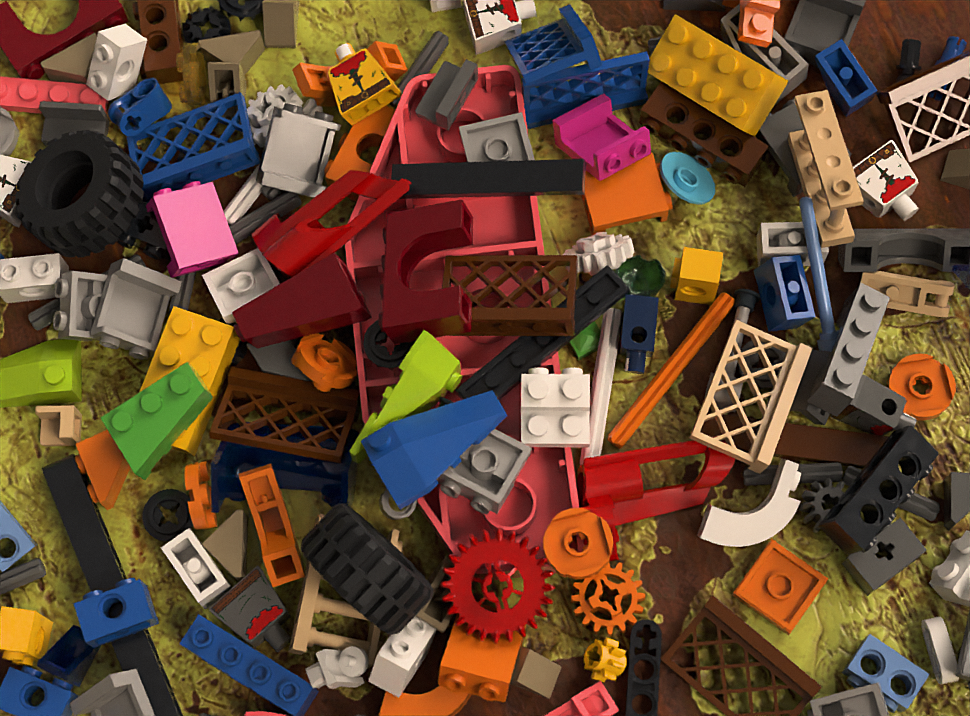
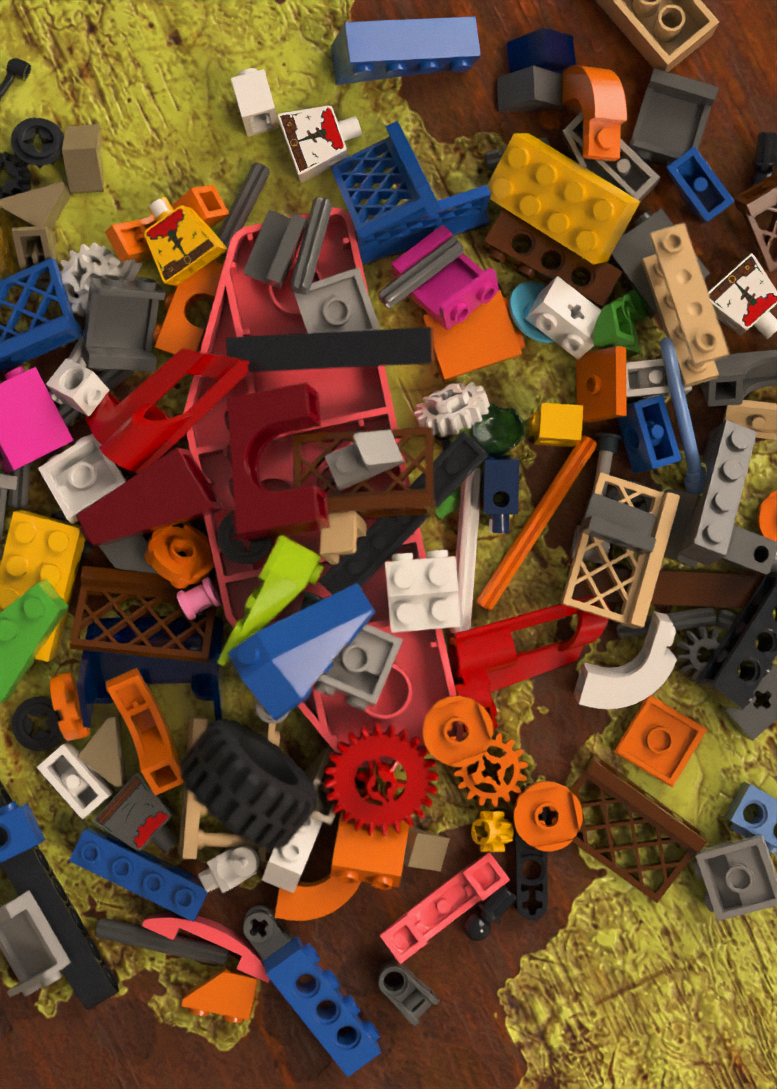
camera: 10 degrees left, 15 degrees up
(249, 205) = (77, 387): none -> white brick
(339, 401) = (199, 598): none -> bright pink bush
(479, 91) = (311, 245): none -> dark grey axle
(481, 343) = (341, 535): none -> tan panel
(515, 275) = (367, 457): none -> light grey slope
(579, 130) = (420, 272): none -> dark grey axle
(674, 631) = (563, 827): none -> orange plate
(714, 182) = (565, 317): none -> white brick
(743, 243) = (602, 384): none -> orange plate
(750, 368) = (618, 524): none -> dark grey panel
(761, 190) = (617, 323): none -> bright green slope

